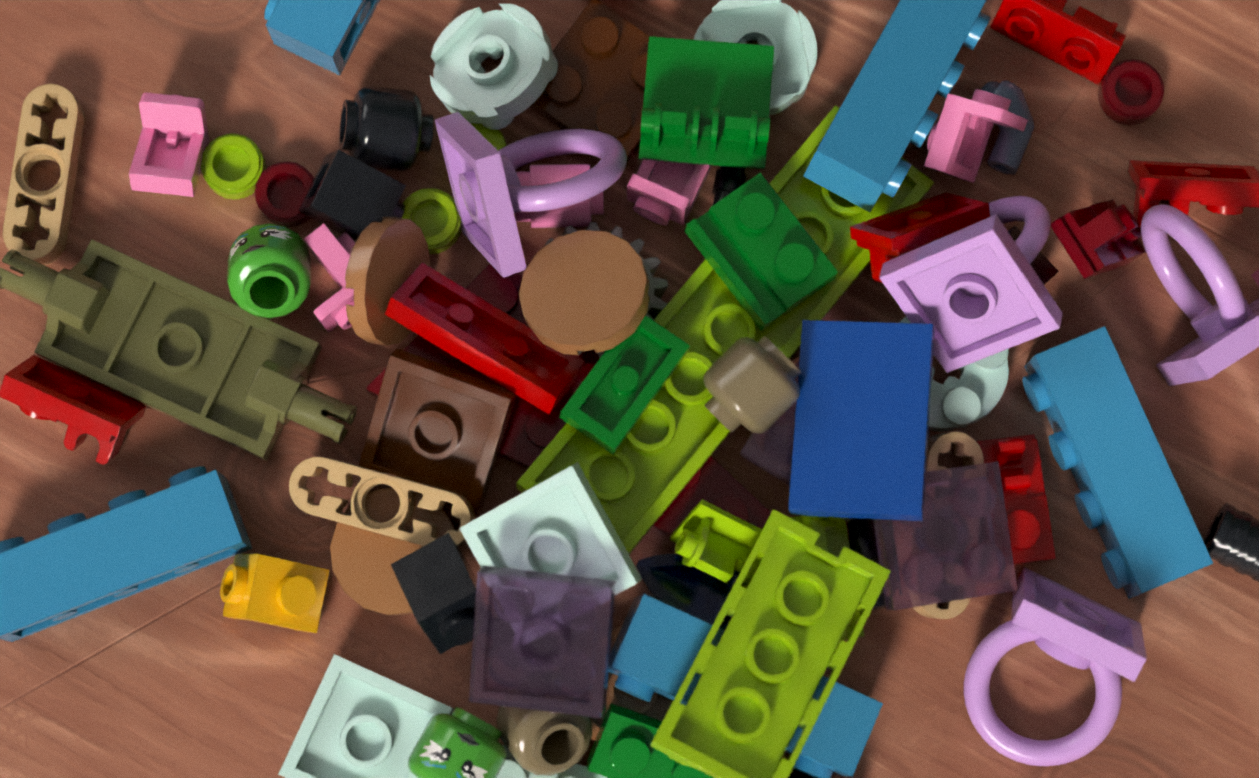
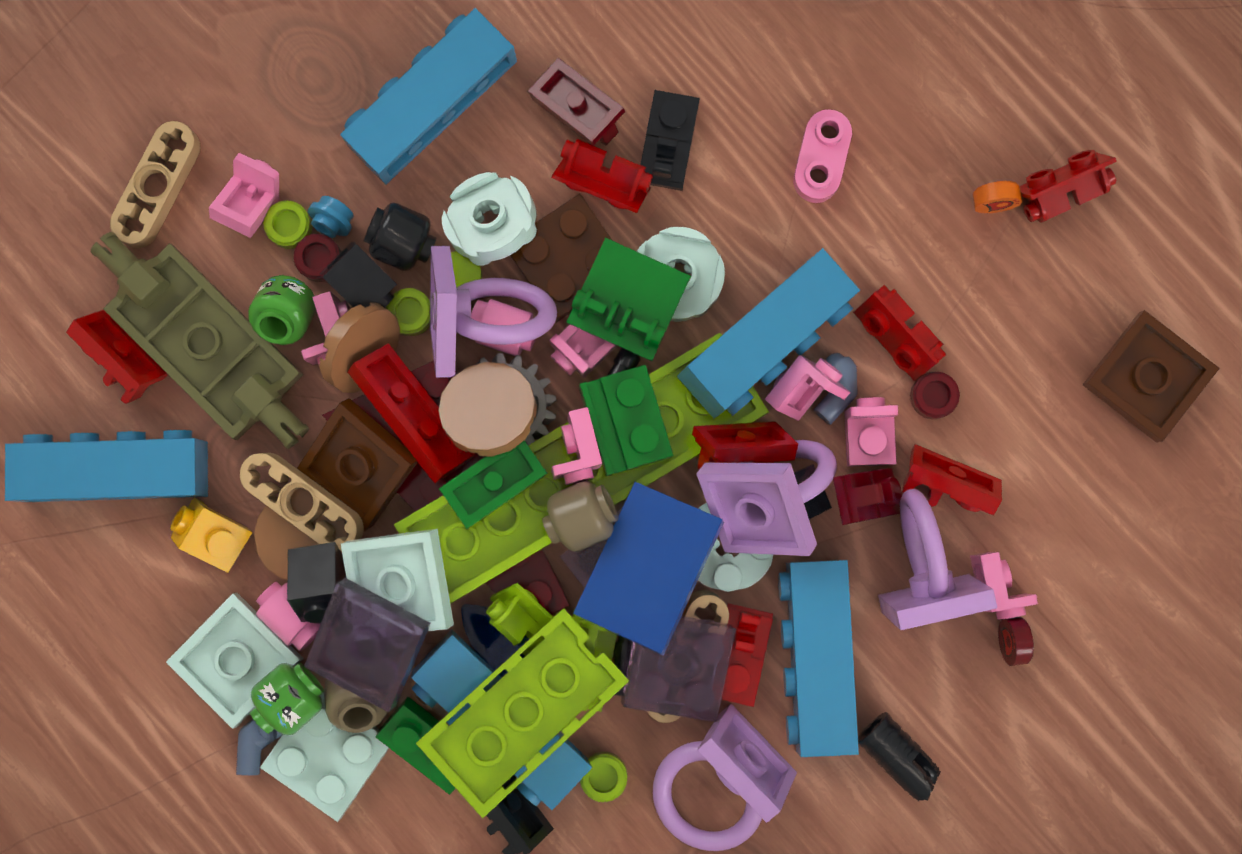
camera: 25 degrees right, 5 degrees up
(287, 135) = (331, 217): none -> dark azure plate
(412, 660) = (282, 620): none -> bright pink brick
(718, 291) = (578, 439): none -> bright pink bracket
(902, 719) = (606, 777): none -> lime tile
(1069, 164) = (870, 433): none -> bright pink bracket

